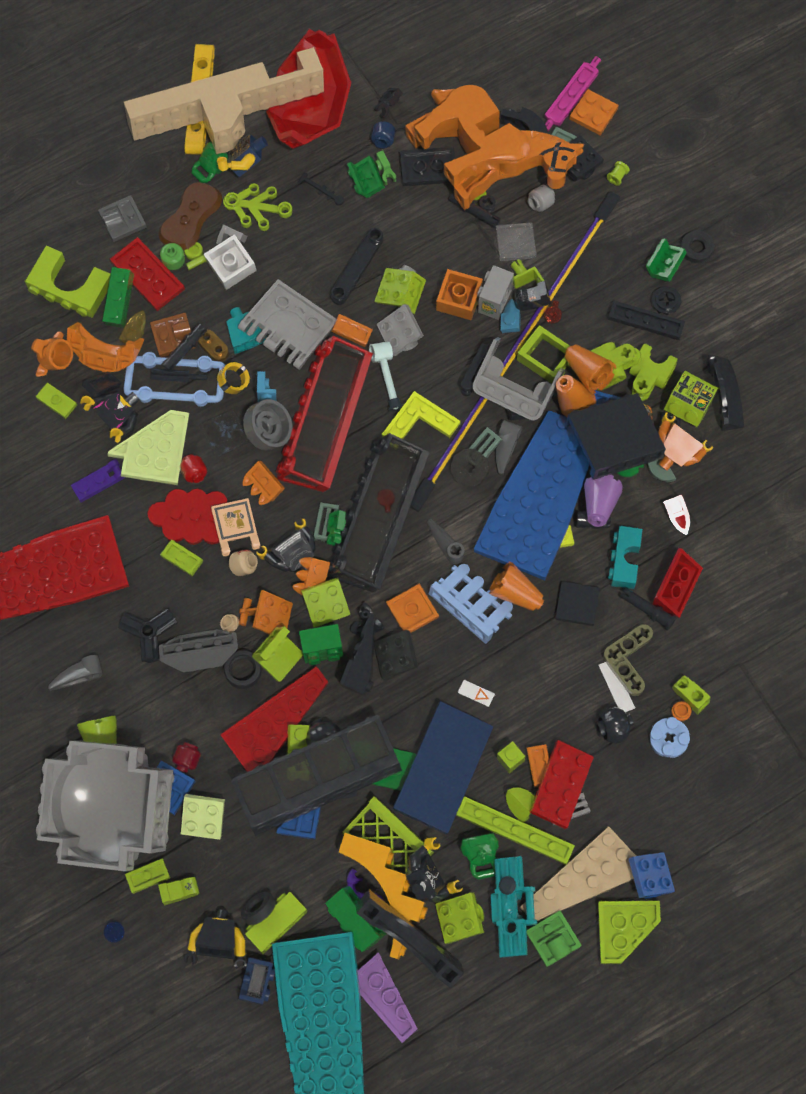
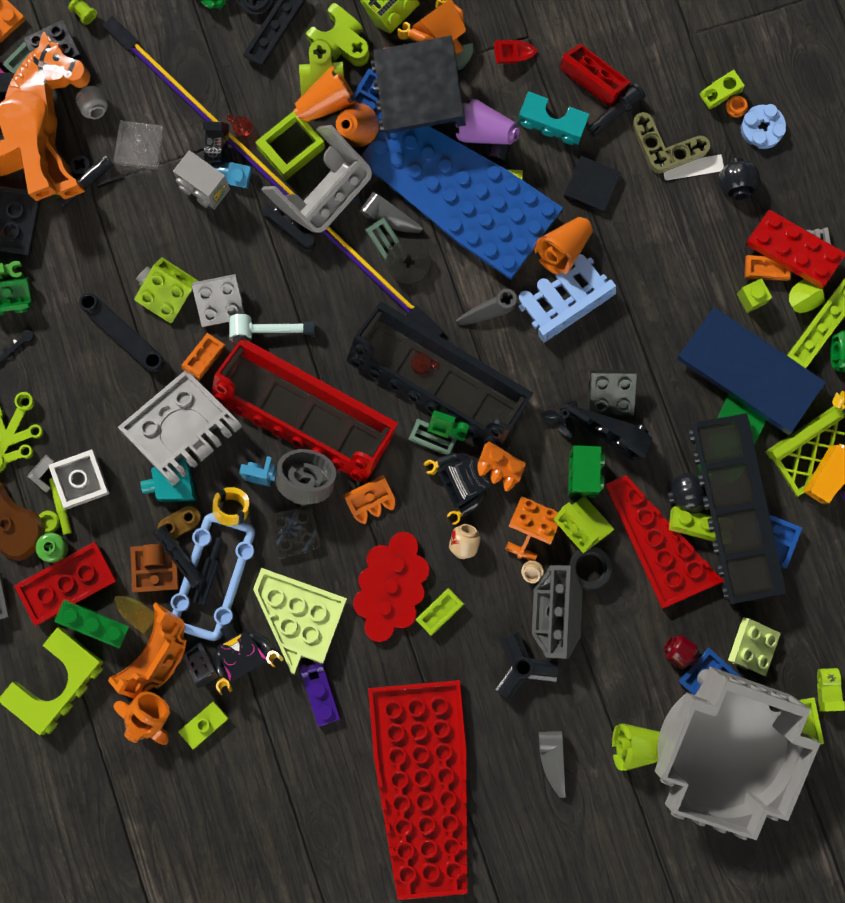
camera: 80 degrees left, 10 degrees up
(193, 468) = (333, 576): red head -> none
(234, 522) = (412, 541): light nougat flag -> none
(325, 602) = (533, 457): lime plate -> none
(412, 609) = (560, 363): orange plate -> none
(420, 408) = (320, 300): neon yellow plate -> none
(458, 294) = (192, 222): orange brick -> none
(476, 693) = (669, 317): white sticker -> none
(523, 275) = (185, 143): lime bracket -> none

